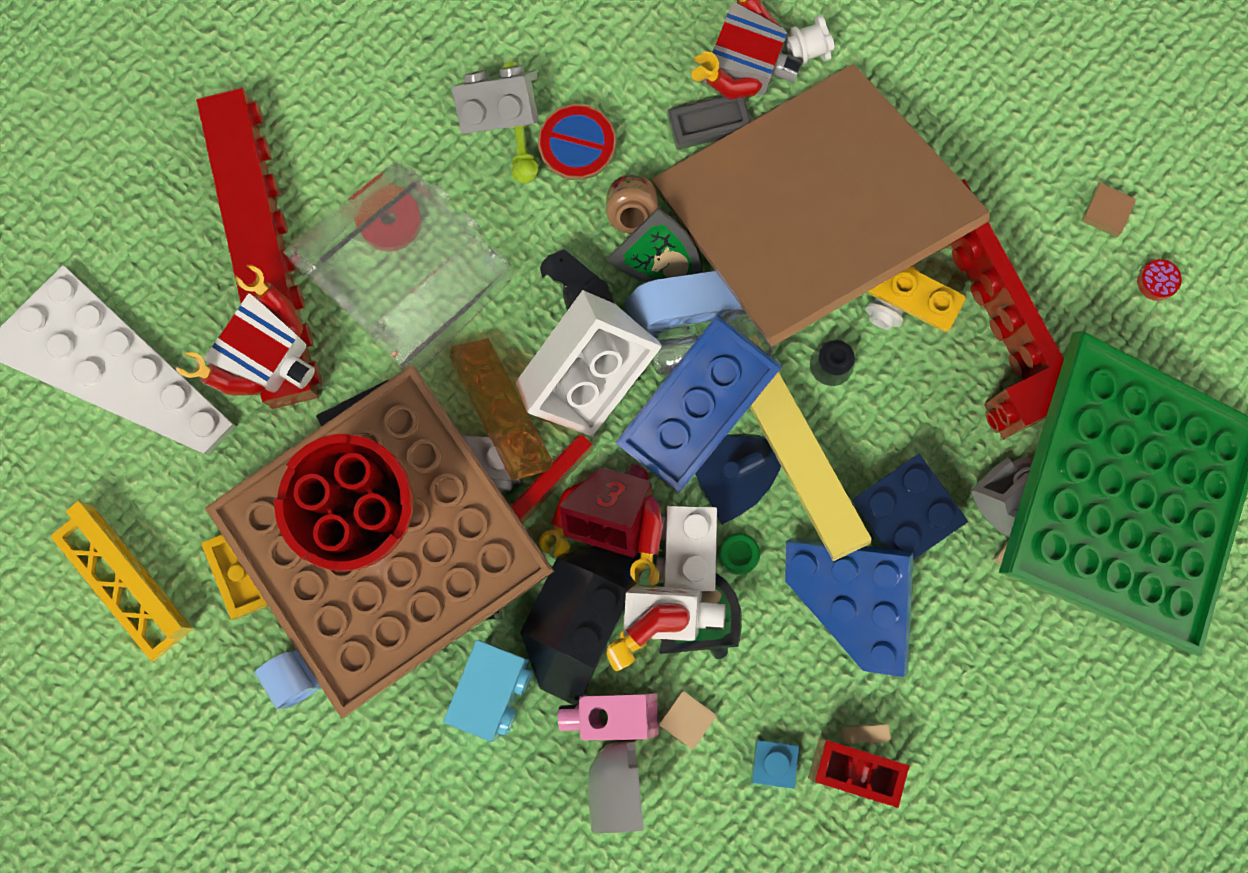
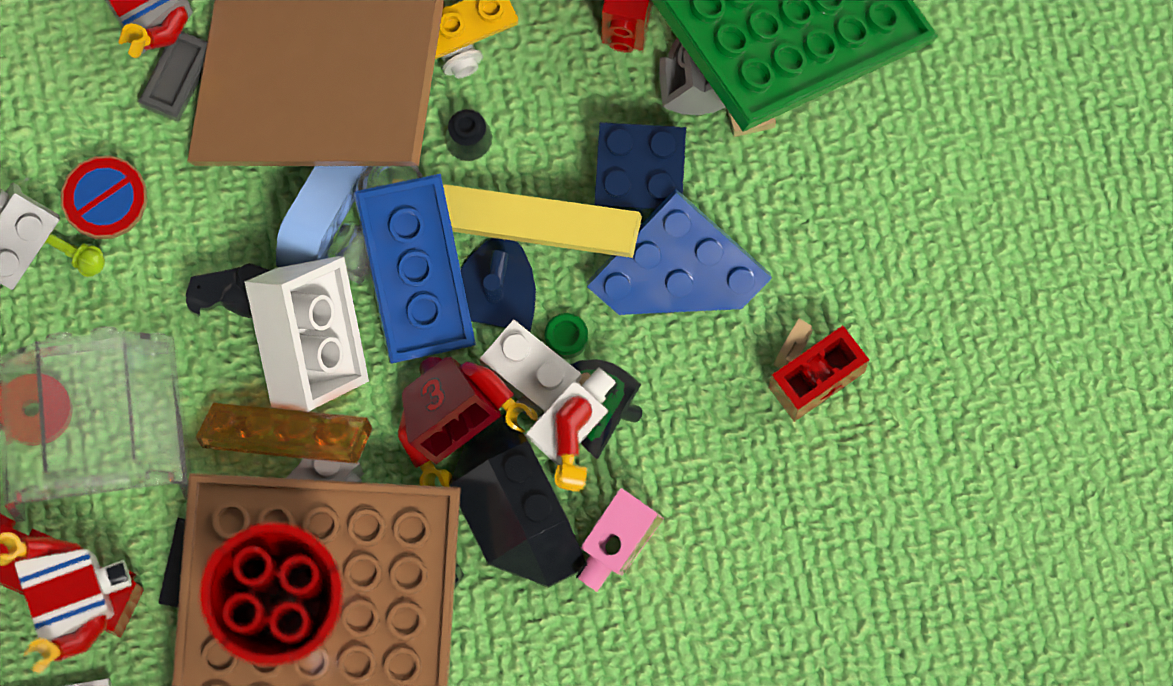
camera: 50 degrees left, 5 degrees down
(488, 691) = (516, 621): medium azure brick -> none
(552, 479) = (379, 437): red tile -> none
(615, 789) = (679, 577): light grey brick -> none
(630, 202) = (197, 192): medium nougat head -> none
(657, 251) = (257, 202): shield -> none
(687, 720) = (670, 483): tan tile -> none
(775, 764) = (761, 439): dark azure plate -> none

